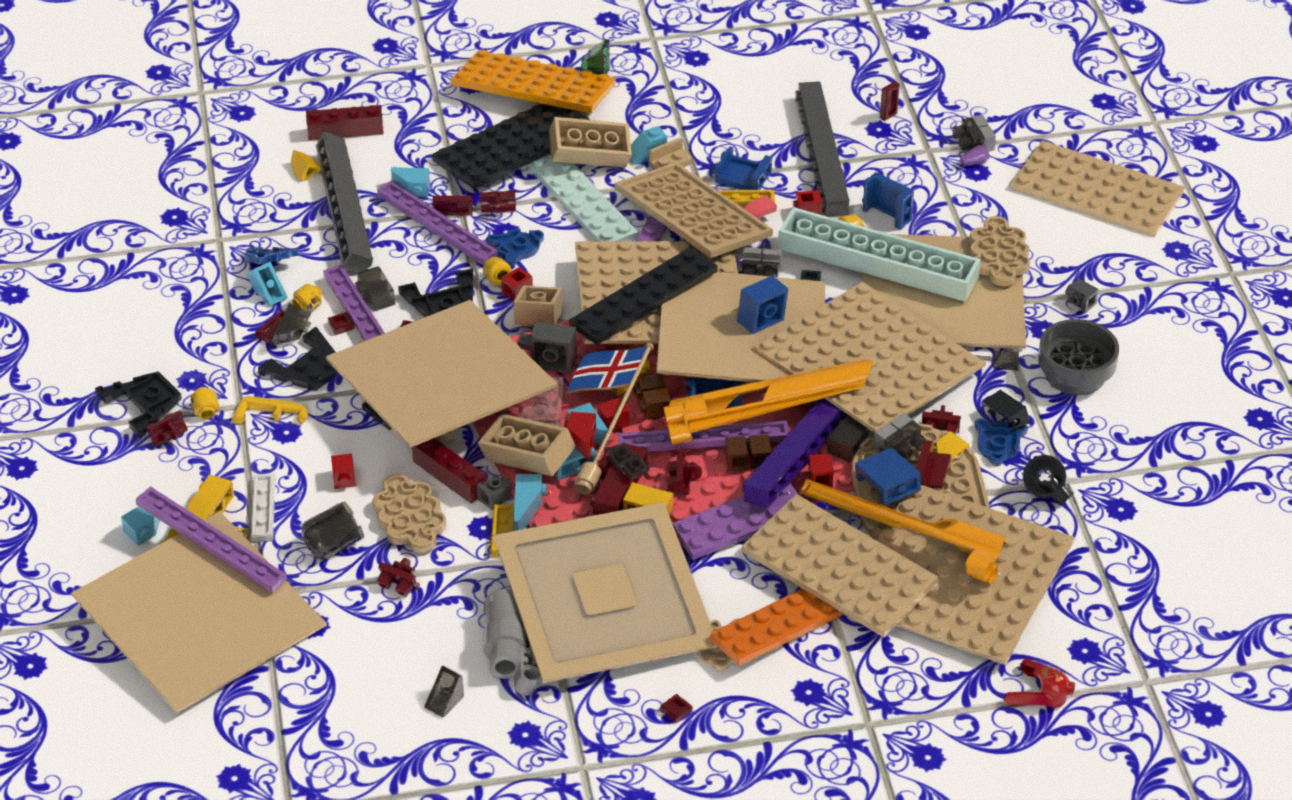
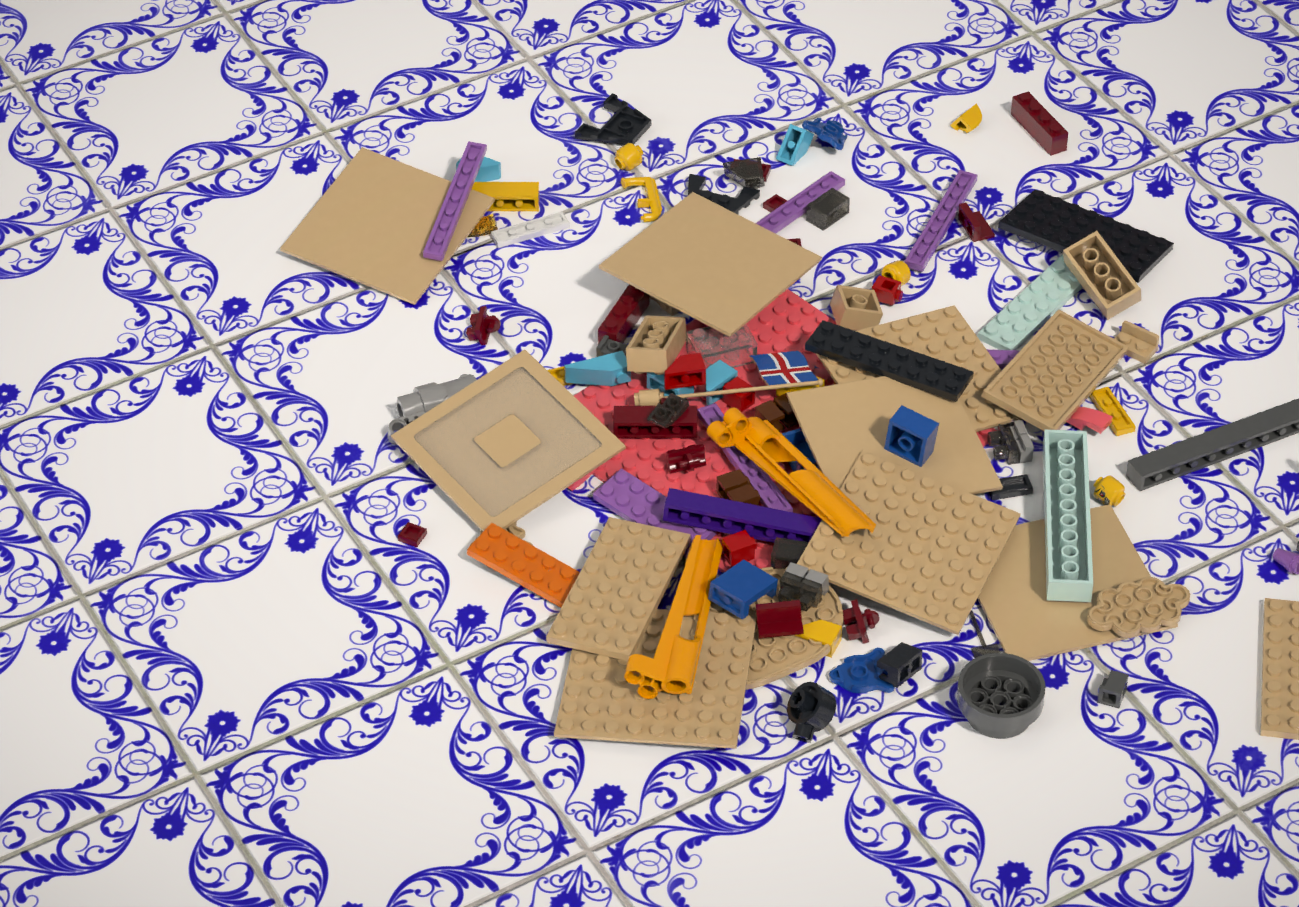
camera: 70 degrees right, 0 degrees up
(167, 428) = (588, 147): dark red hips -> none
(307, 297) = (791, 173): yellow head -> none
(331, 531) = (511, 270): clear smoke cylinder -> none
(343, 471) = (589, 257): red brick -> none
(344, 203) = (926, 154): dark grey brick -> none
(409, 513) = (562, 311): tan plate -> none
(413, 180) = (986, 189): medium azure slope -> none
(440, 300) = (839, 259): black wing -> none
(445, 692) = (366, 390): clear smoke slope -> none
(498, 201) = (993, 248): dark red hips -> none
(516, 244) = (945, 279): blue tile -> none
(534, 81) = (1182, 221): light orange plate -> none
(551, 346) = (798, 326): dark grey hinge -> none
(597, 59) = (1242, 253): clear green slope -> none
(642, 495) = (637, 442): yellow brick -> none
(646, 141) = (1144, 318): medium azure slope -> none
(742, 172) = (1149, 396): blue panel -> none
(808, 201) = (1124, 450): red brick -> none
(888, 198) = (1159, 508): blue panel -> none
(1054, 686) = (536, 771): red piece -> none

